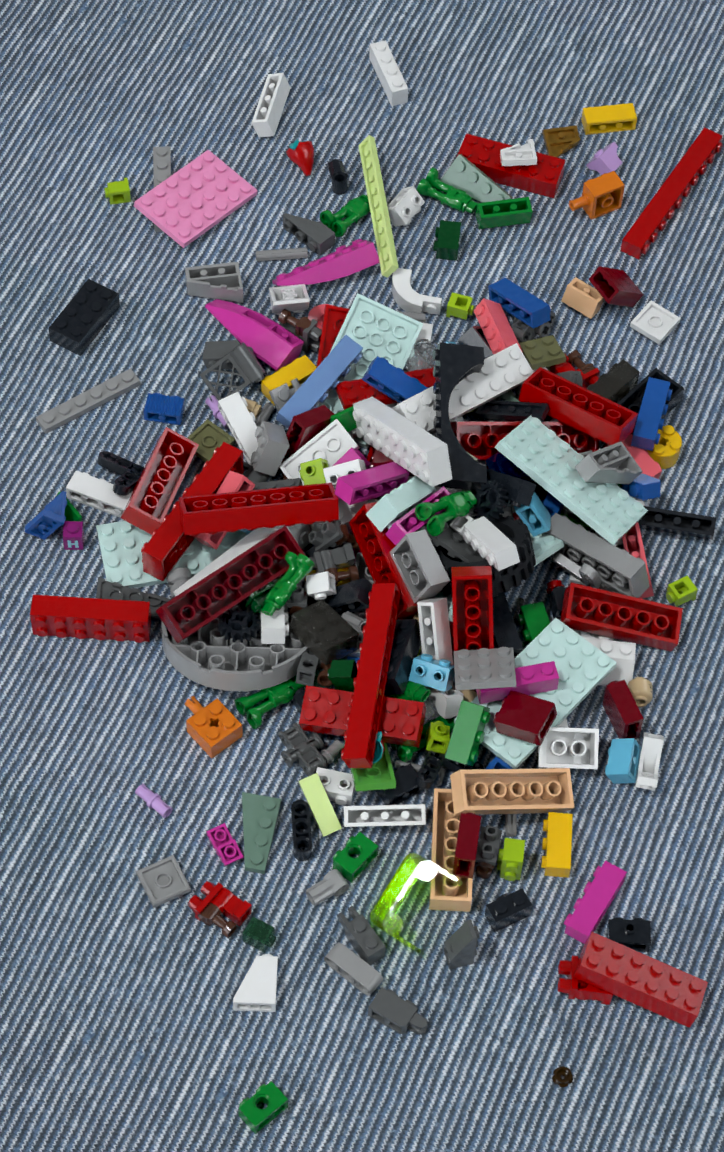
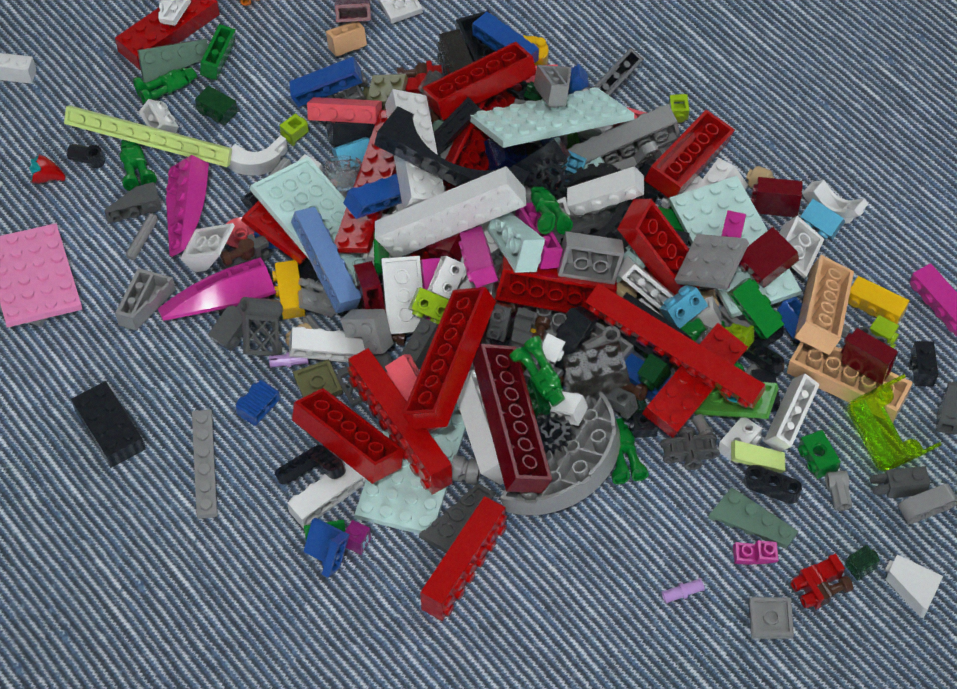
camera: 60 degrees left, 0 degrees up
(212, 726) = (631, 508): orange brick -> none

